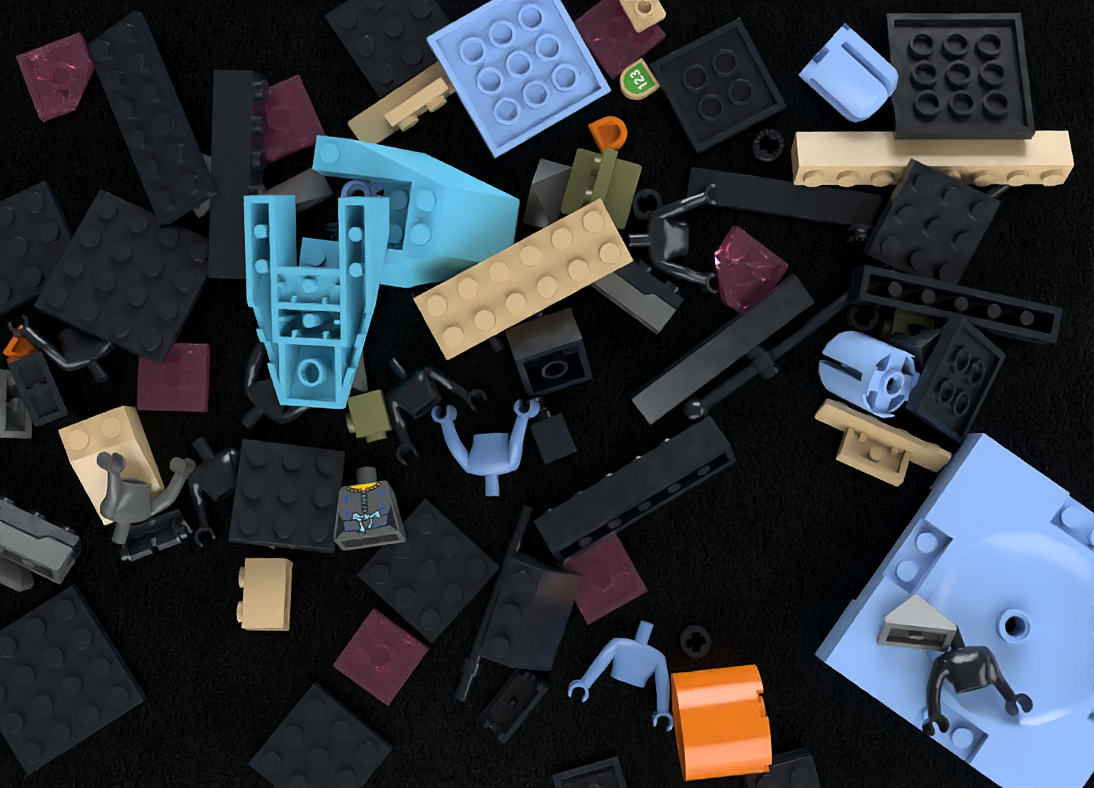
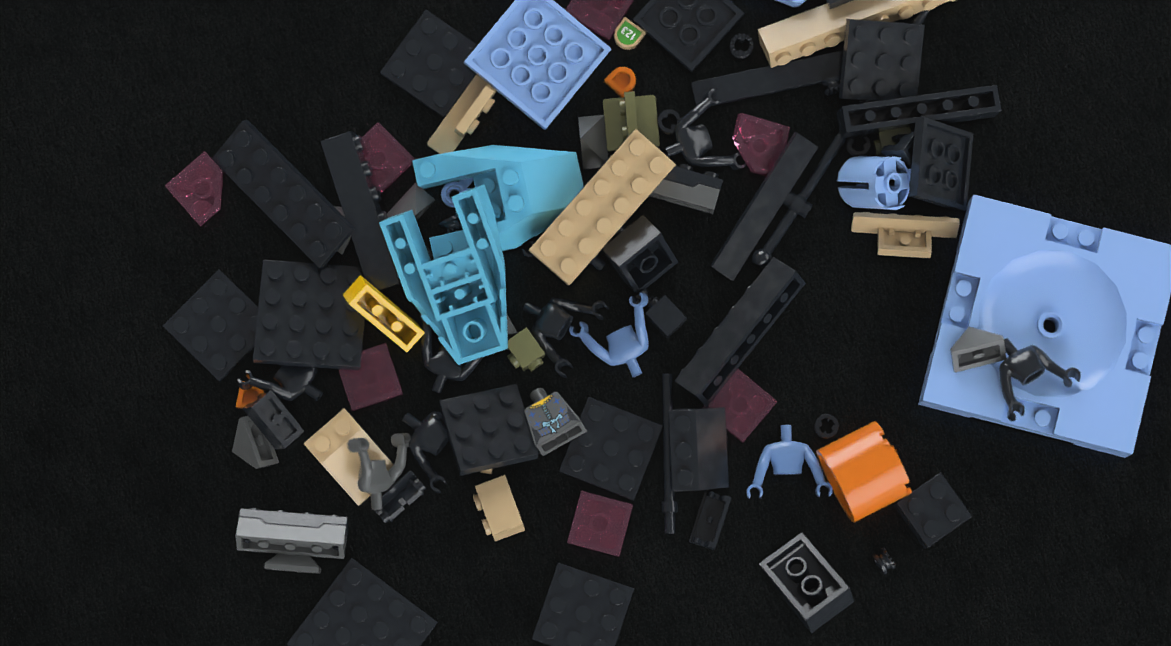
camera: 20 degrees left, 5 degrees down
(212, 308) = (383, 313): none -> yellow brick

